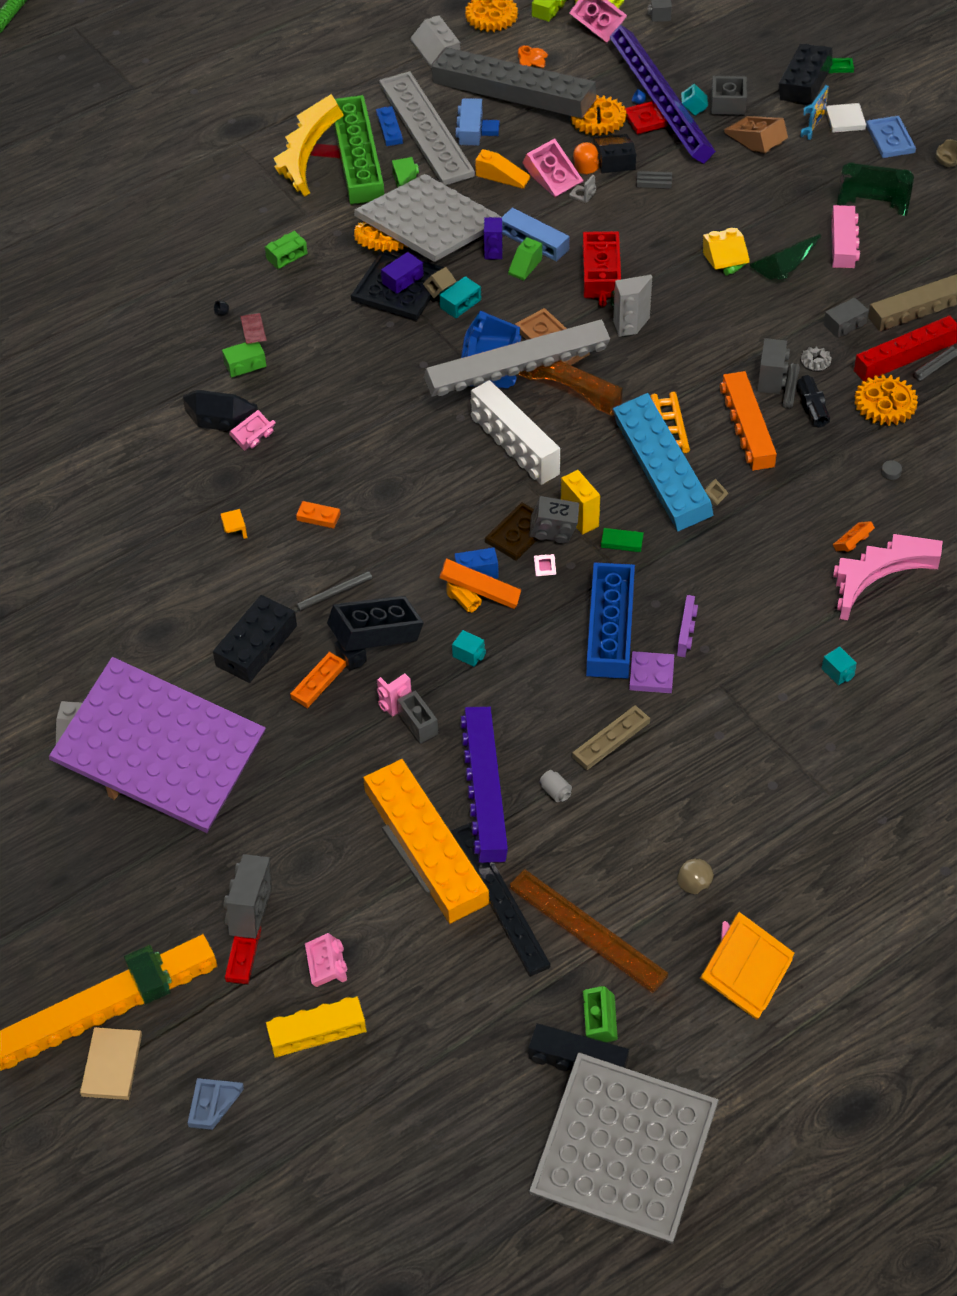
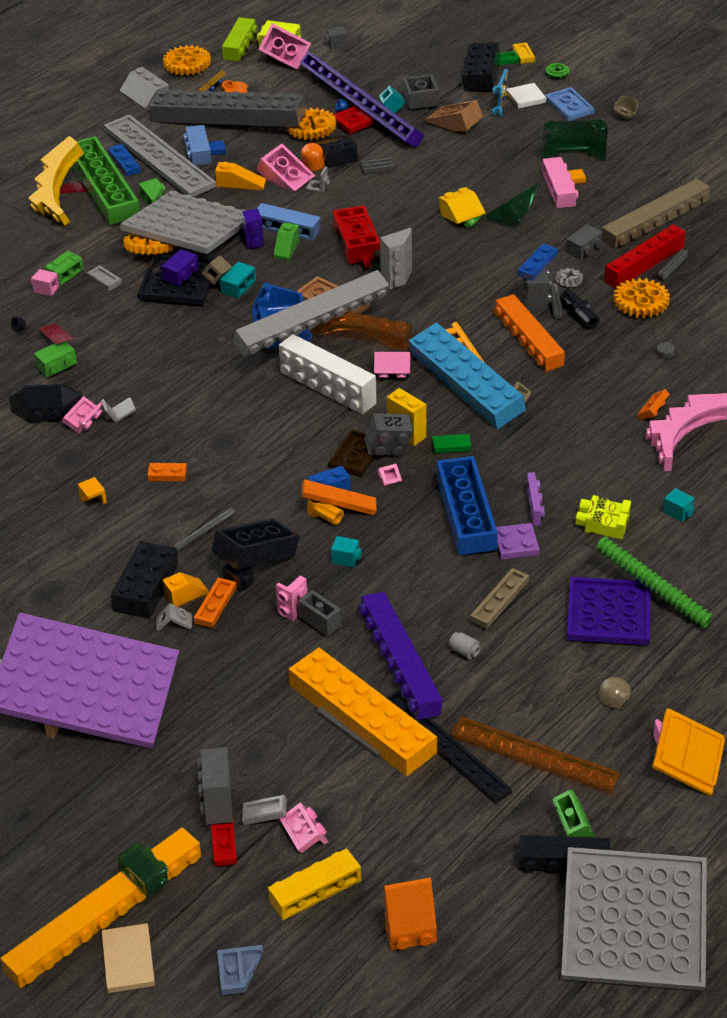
camera: 15 degrees left, 10 degrees down
(262, 263) = (45, 282): none -> bright pink brick
(273, 687) = (174, 614): none -> light grey bracket
(290, 433) = (119, 411): none -> light grey bracket
(291, 657) = (183, 589): none -> light orange slope
(292, 930) = (264, 809): none -> light grey tile
(325, 268) = (104, 278): none -> light grey tile
(394, 1090) = (410, 914): none -> orange slope
(505, 48) = (209, 85): none -> pearl gold plate
(589, 431) = (392, 364): none -> bright pink slope
(721, 777) = (608, 611): none -> dark purple plate
(754, 663) = (604, 516): none -> neon yellow hips
(778, 340) = (537, 262): none -> blue plate
(778, 757) = (654, 582): none -> bright green piece
(861, 61) = (524, 53): none -> yellow tile
(867, 231) = (577, 176): none -> light orange tile
(896, 89) = (557, 70): none -> bright green gear

